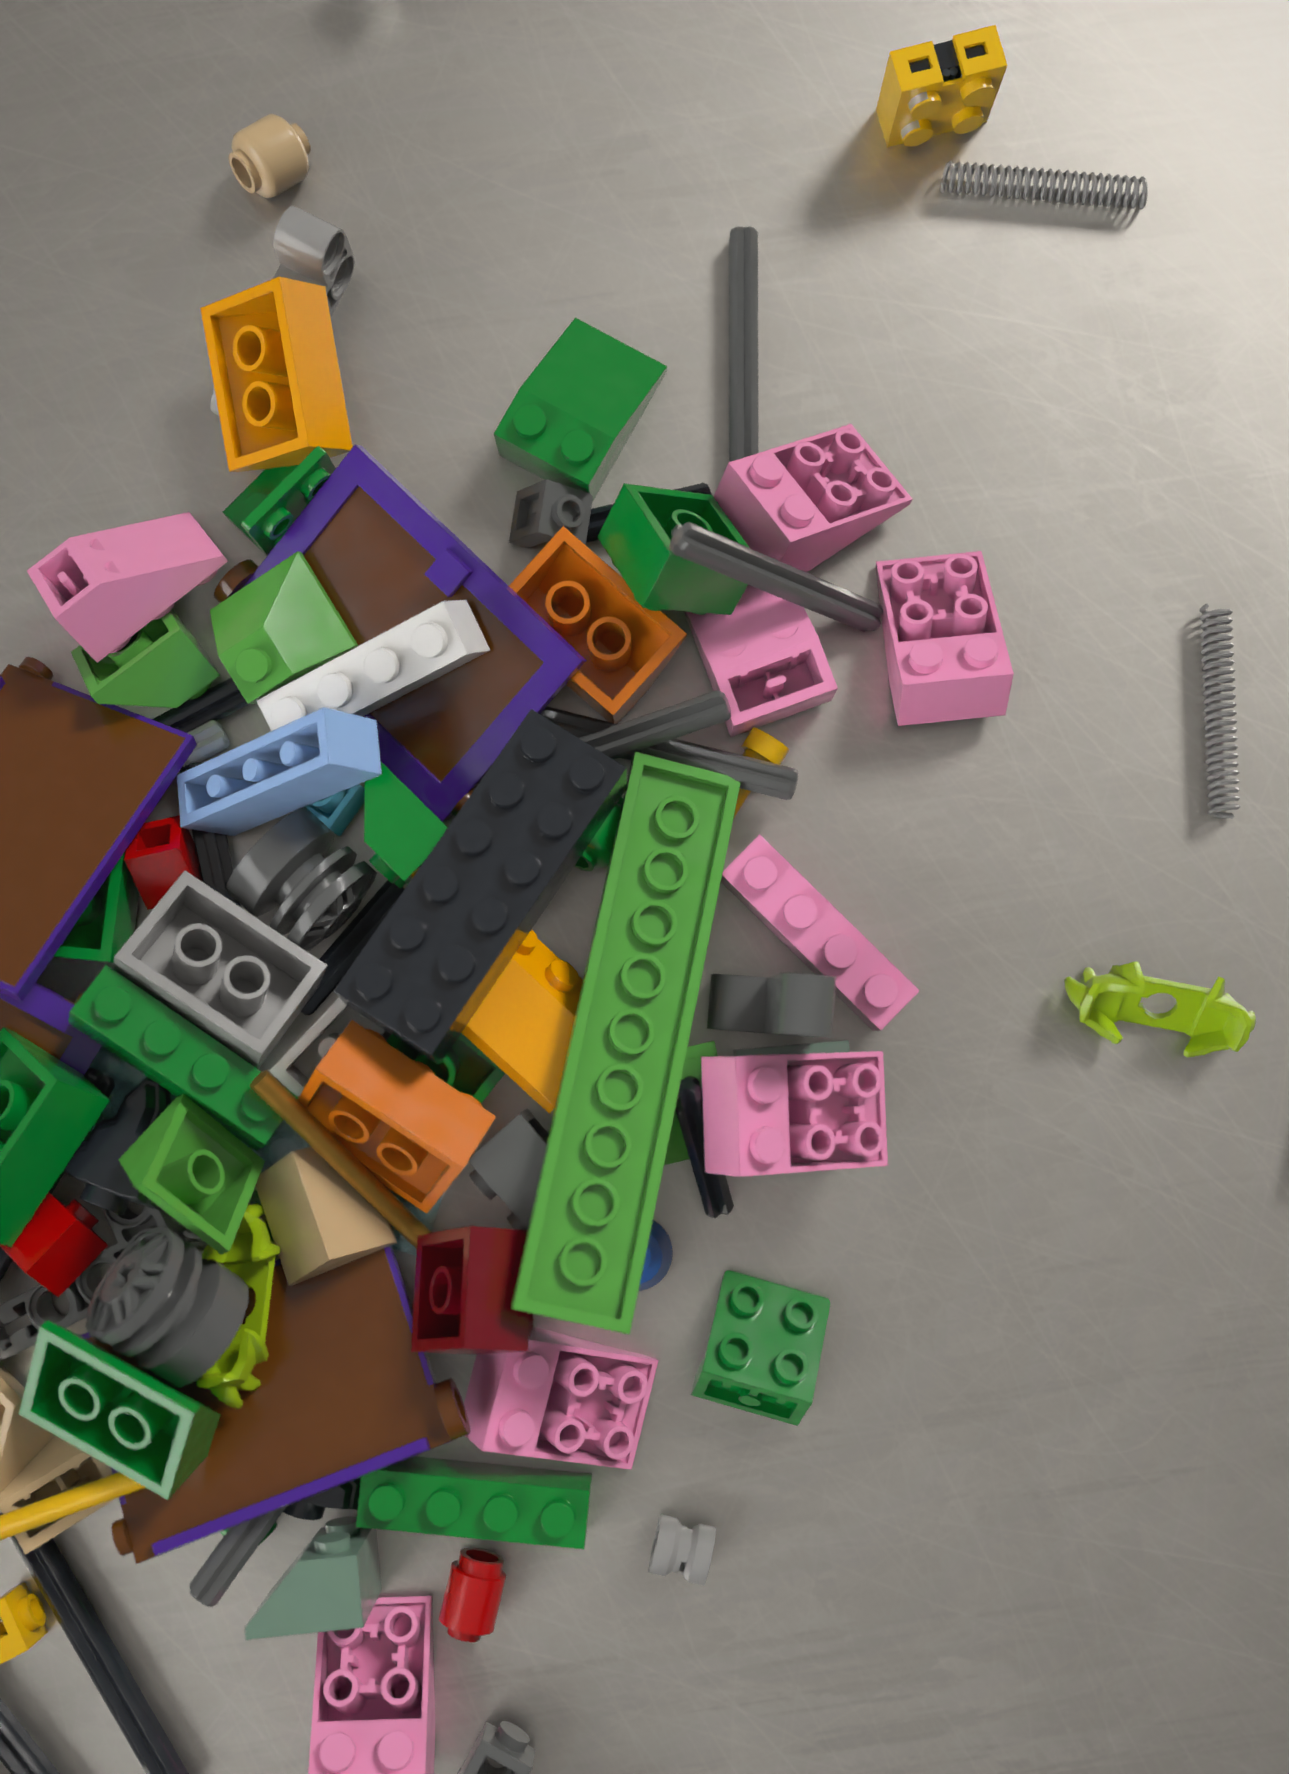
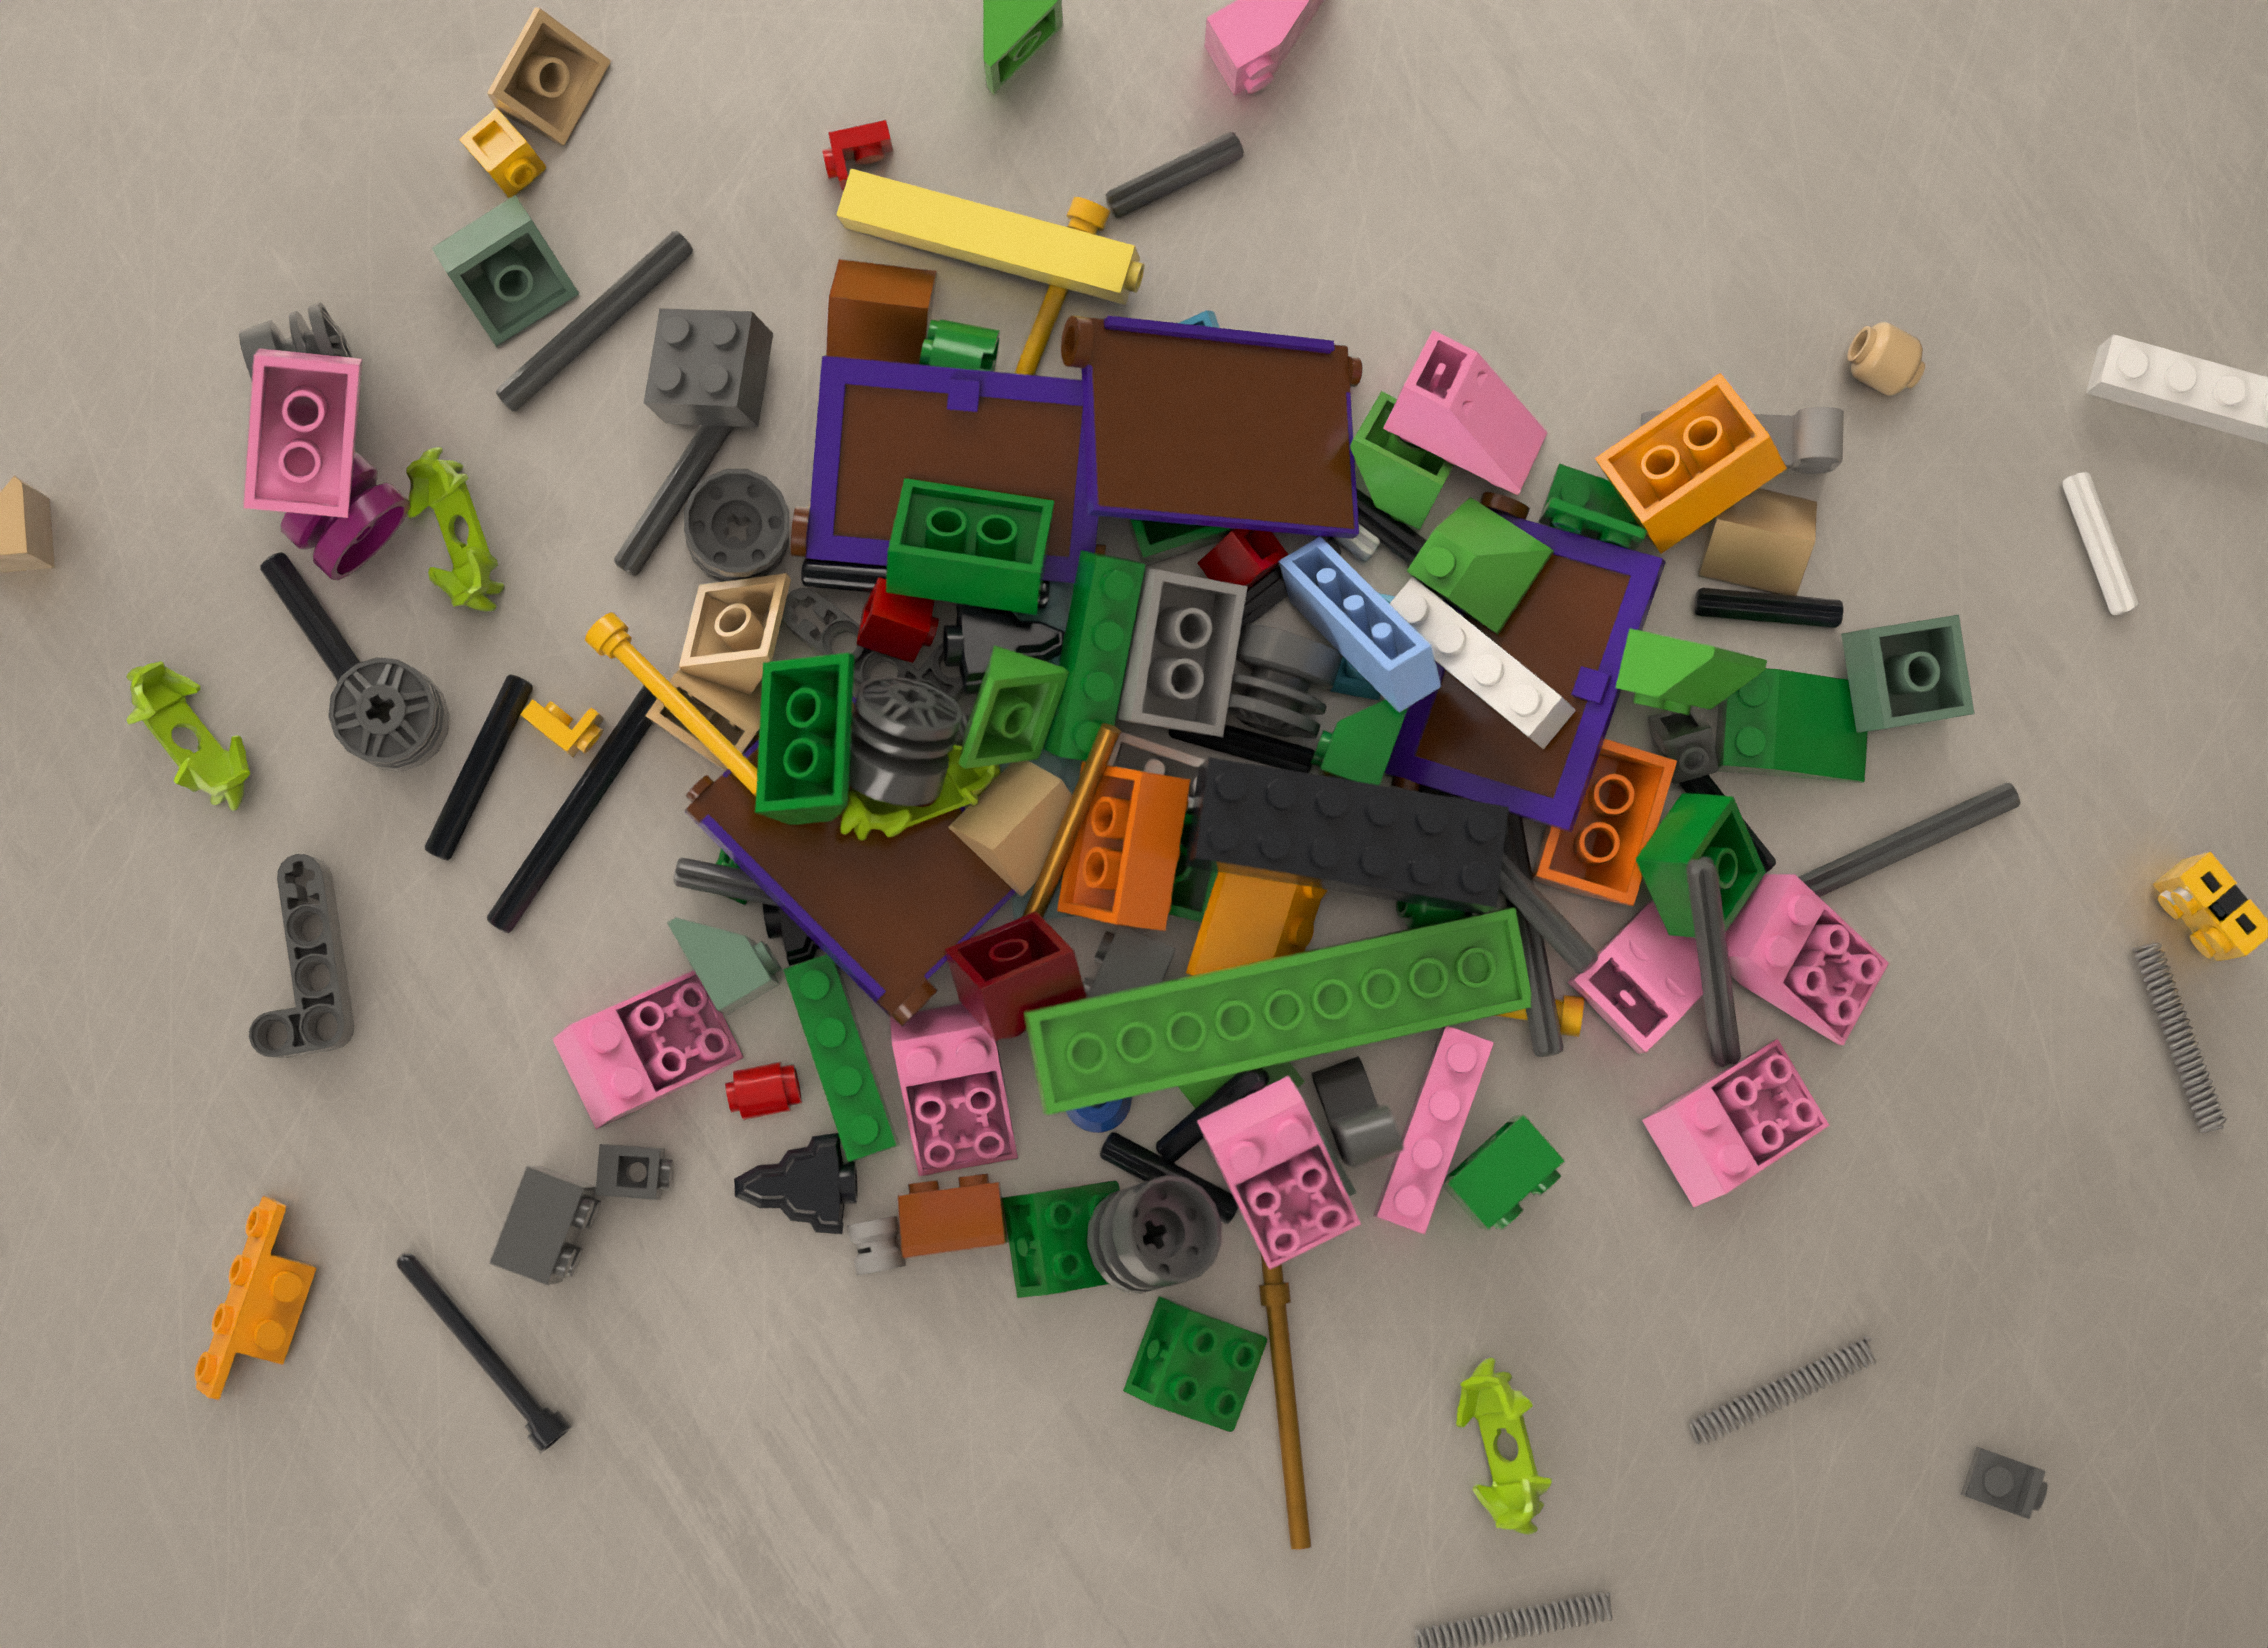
camera: 60 degrees right, 0 degrees up
(392, 357) = (1761, 542): none -> tan slope
(457, 378) = (1768, 607): none -> black axle
(476, 475) = (1682, 673): none -> bright green slope
(542, 44) = (2100, 543): none -> white axle
(581, 270) = (1907, 673): none -> sand green brick
(589, 1595) = (806, 1184): none -> black rock
(690, 1464) = (951, 1218): none -> dark orange slope
(743, 1220) = (1149, 1166): none -> black axle
(806, 1236) = (1177, 1231): none -> dark grey wheel
(894, 883) = (1504, 1173): none -> green brick
(910, 1165) = (1275, 1296): none -> pearl gold bar
(945, 1279) = (1195, 1365): none -> green bracket

